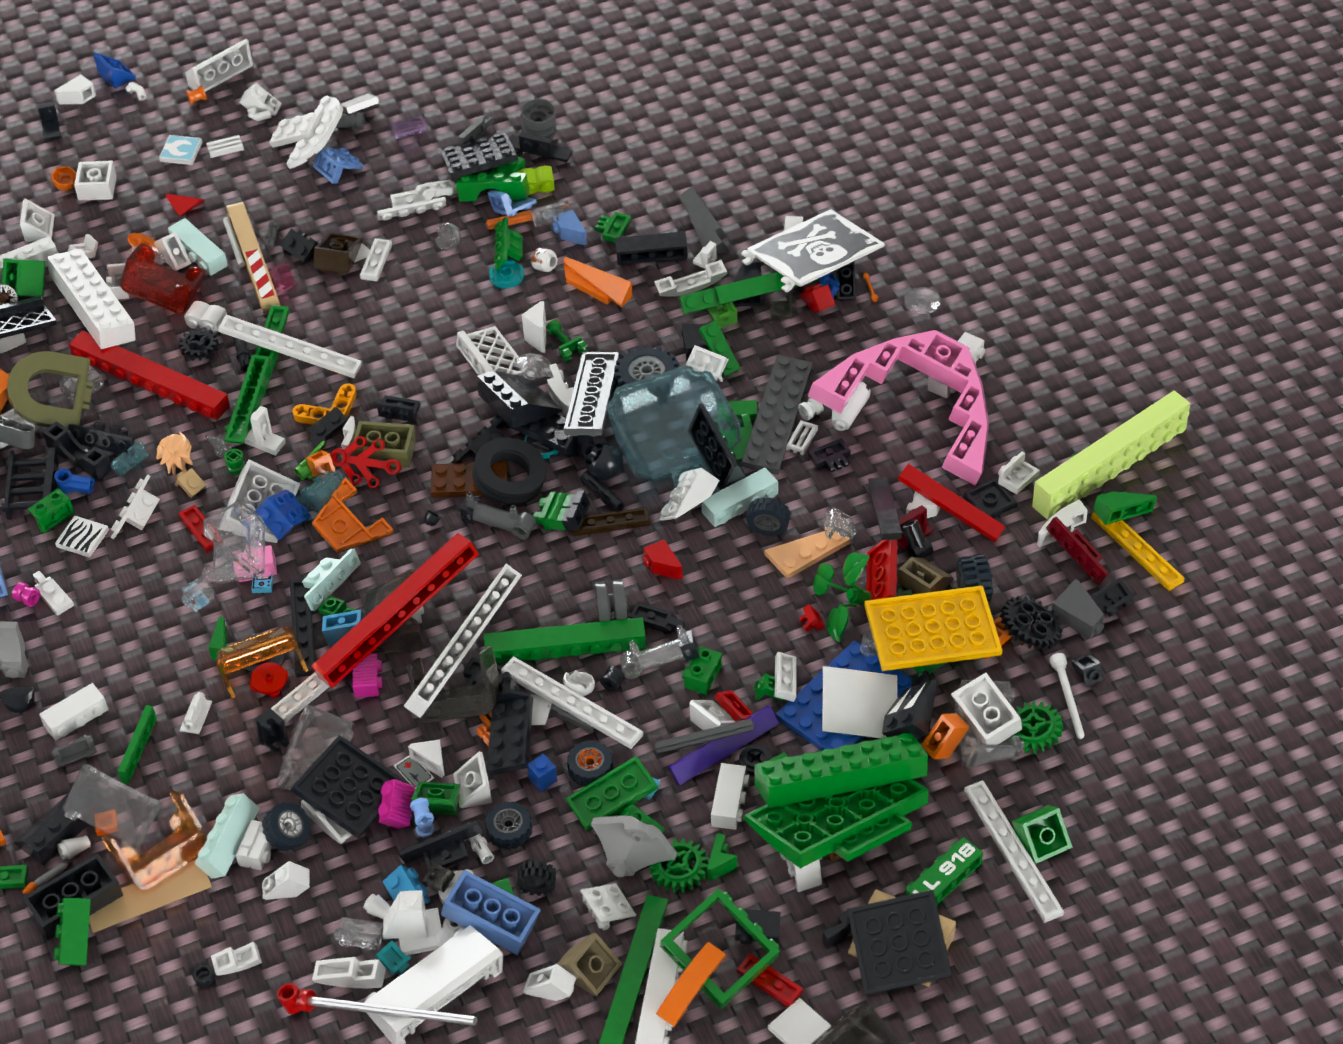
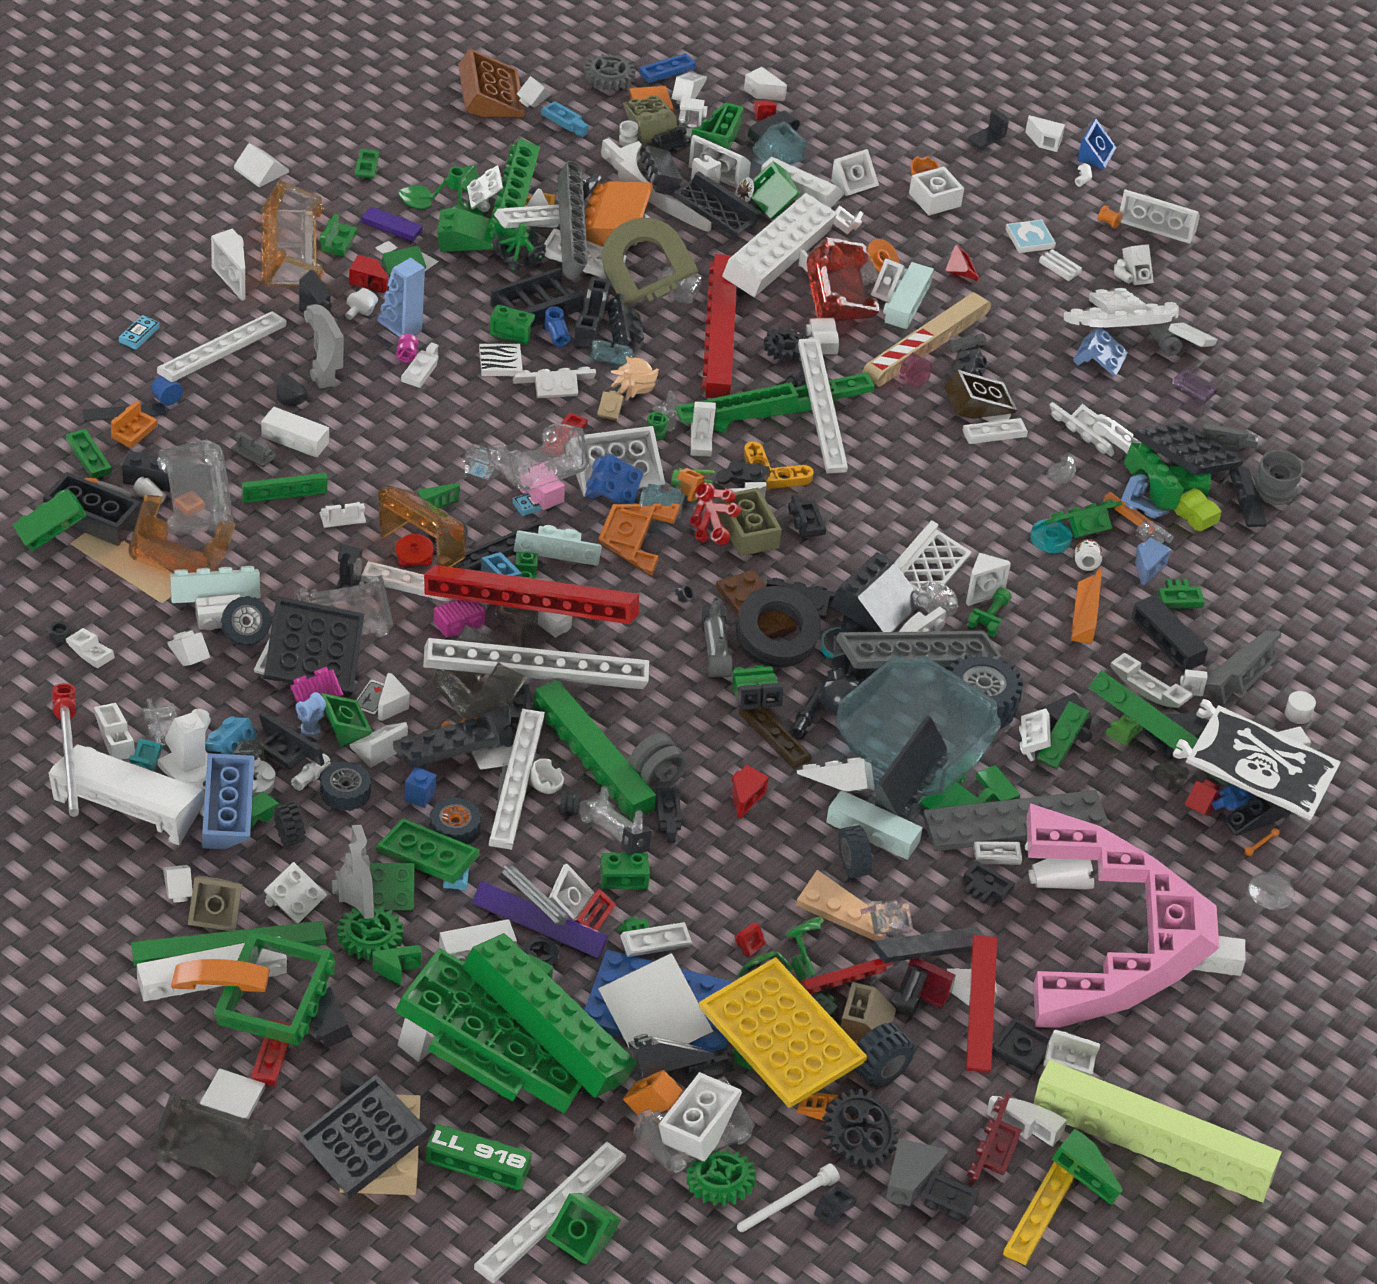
camera: 55 degrees right, 5 degrees down
(760, 210) = (1300, 707): none -> white piece

